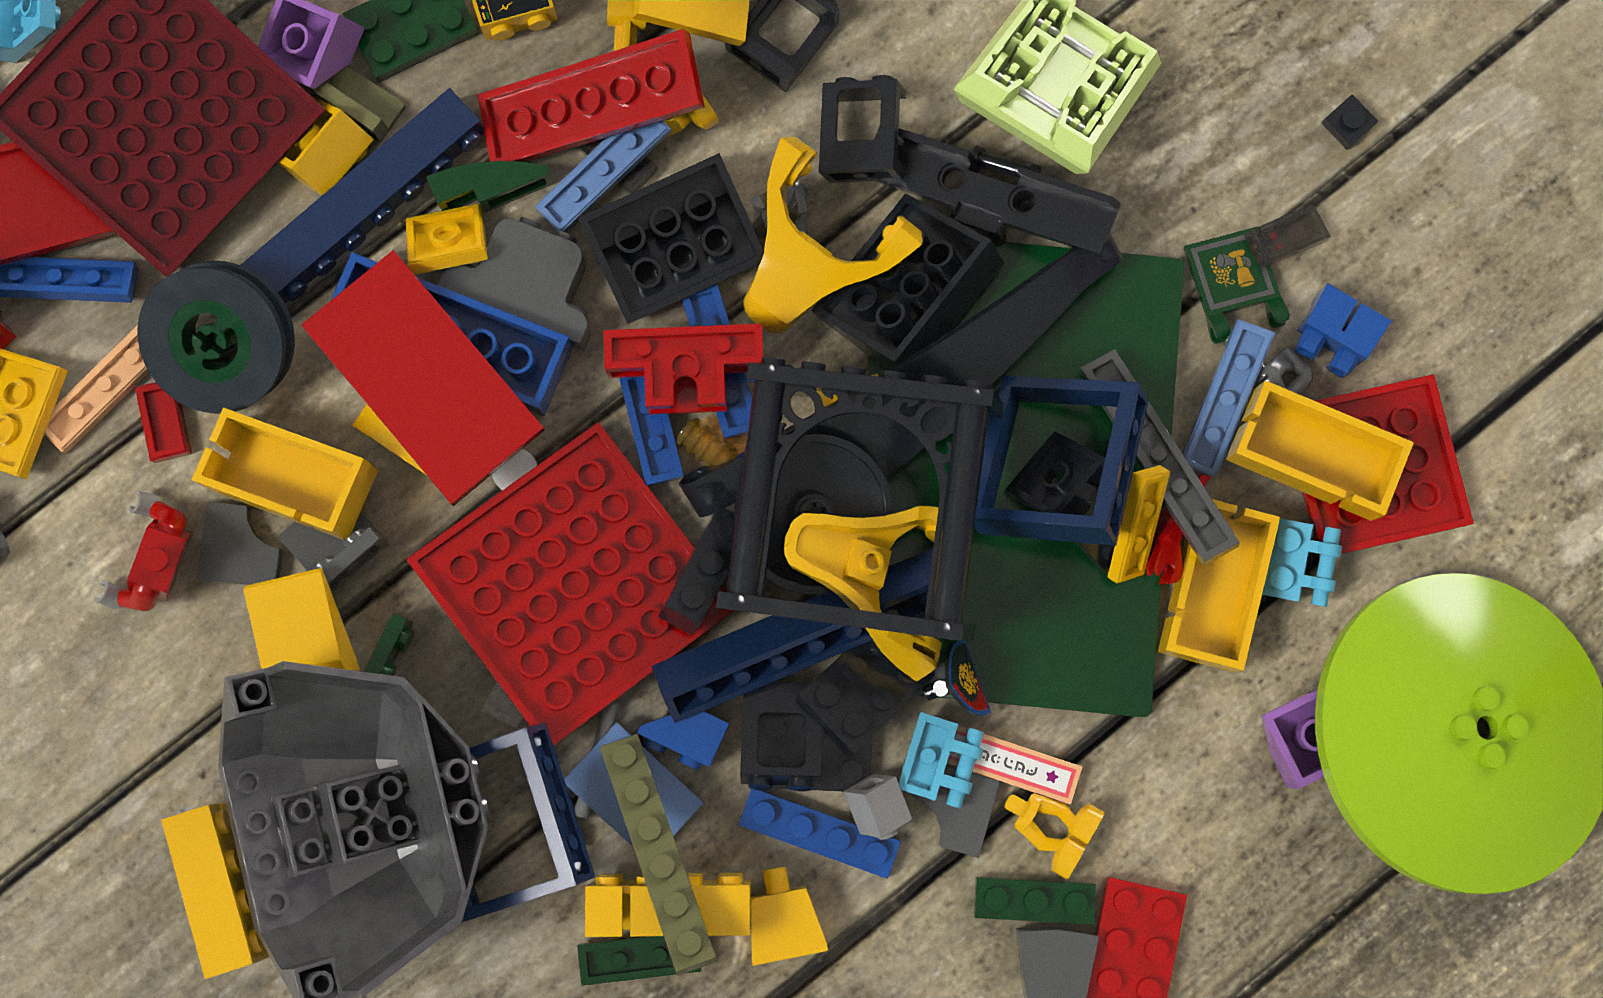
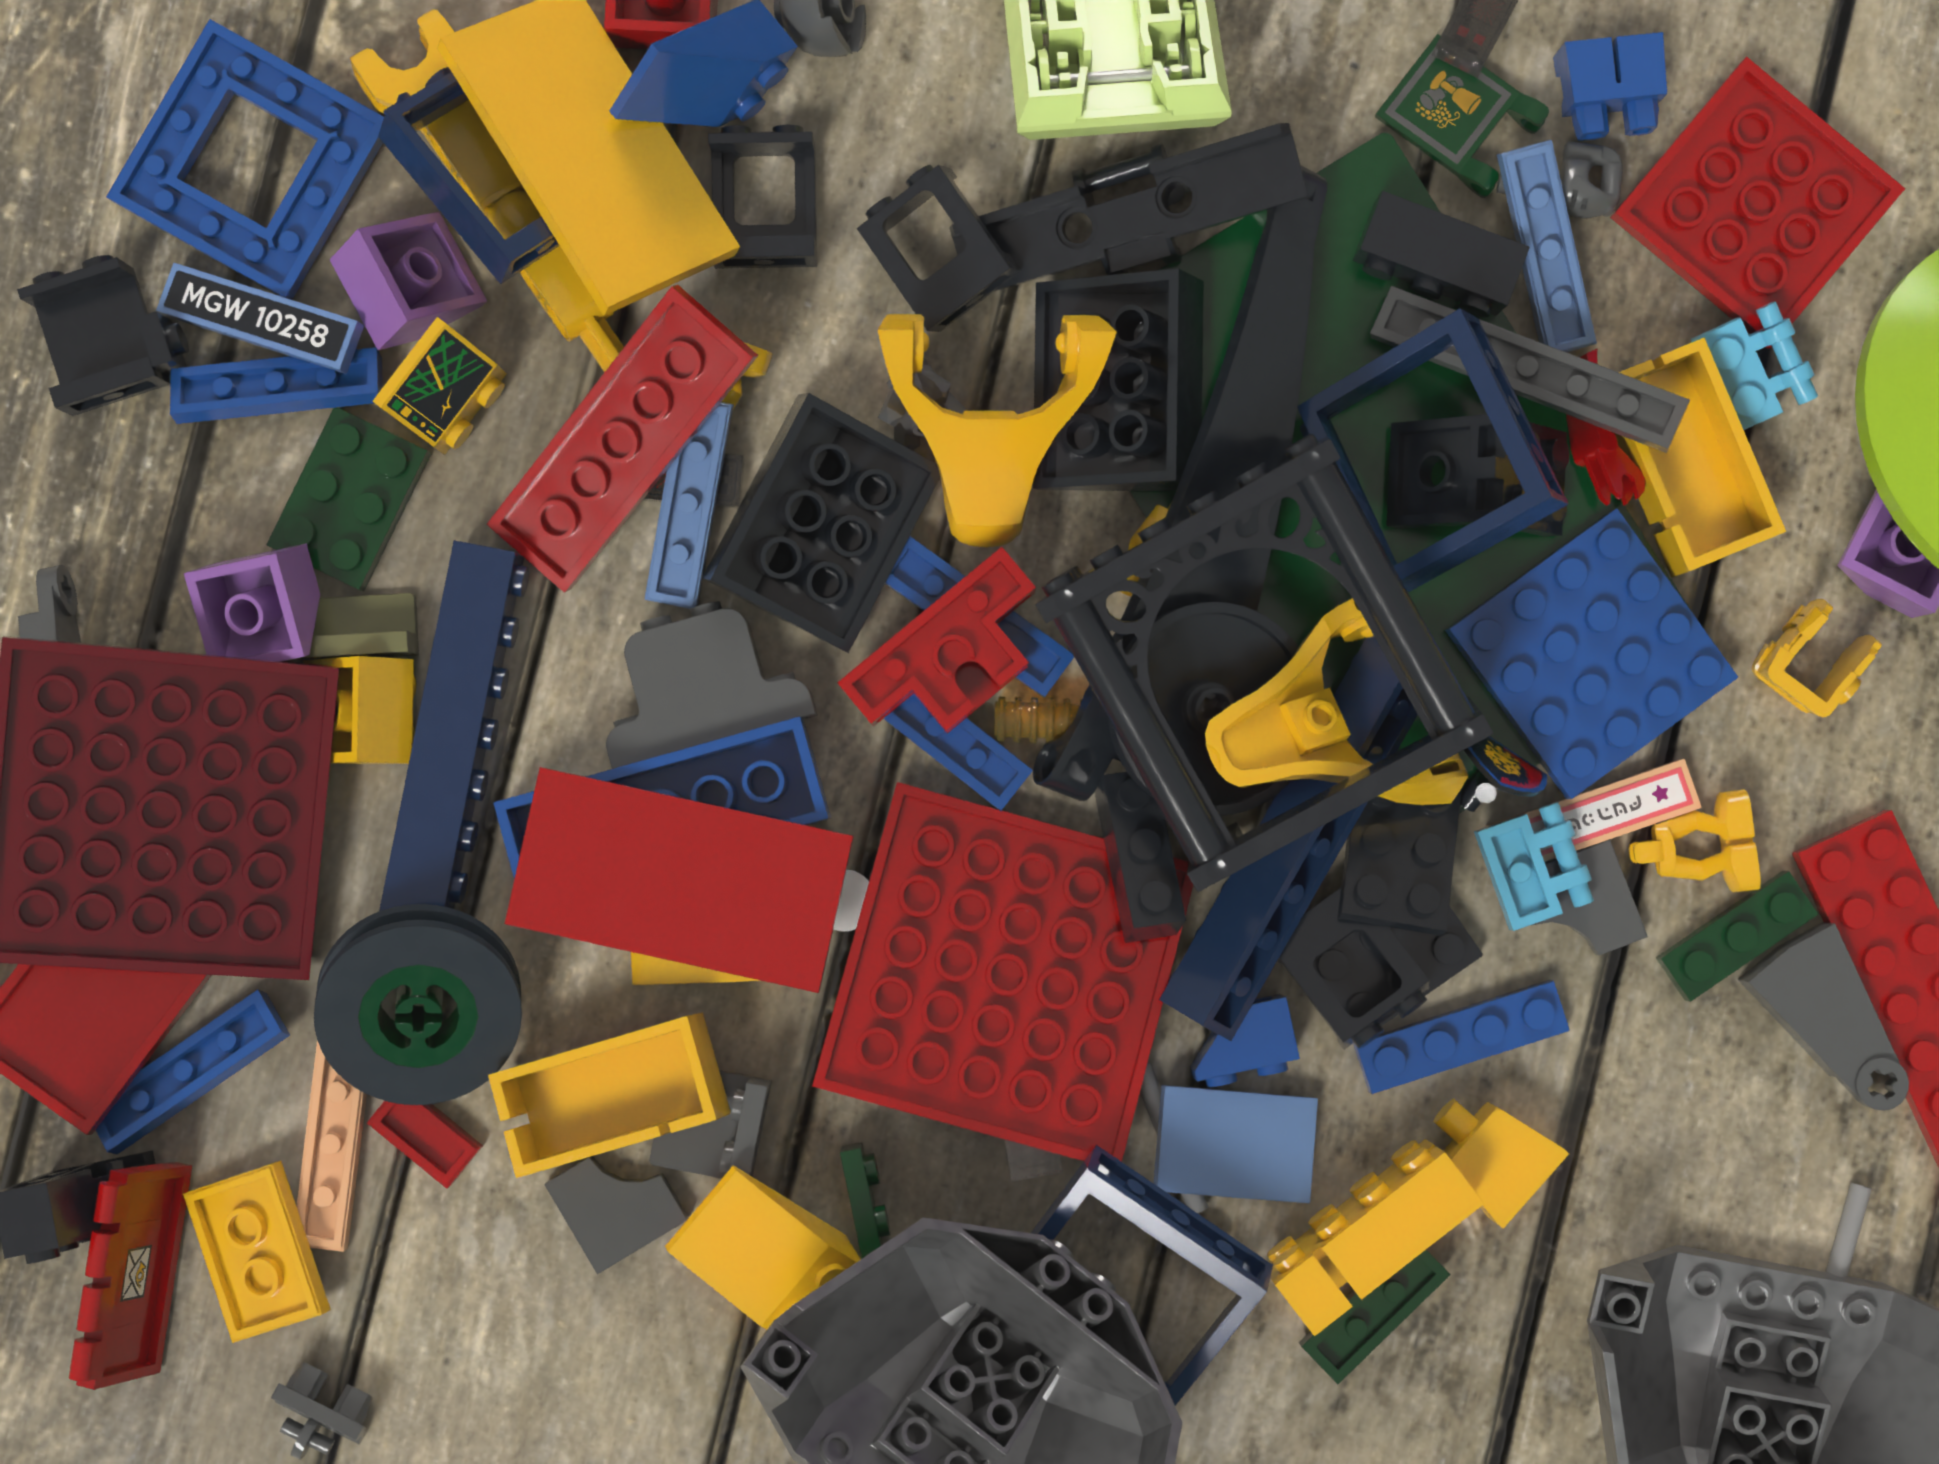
camera: 40 degrees left, 5 degrees up
(156, 558) = (542, 1286): red torso -> none
(446, 239) = (579, 709): yellow tile -> none
(488, 182) = (575, 611): dark green slope -> none
(658, 855) = (1324, 1193): olive plate -> none
(878, 806) = (1506, 963): light grey brick -> none
(1072, 659) = (1591, 654): none -> blue plate
(1138, 523) = (1559, 439): yellow tile -> none
(1157, 352) = (1440, 255): none -> black brick
(1207, 793) = (1839, 683): none -> yellow piece
(1319, 451) = (1694, 234): yellow piece -> none

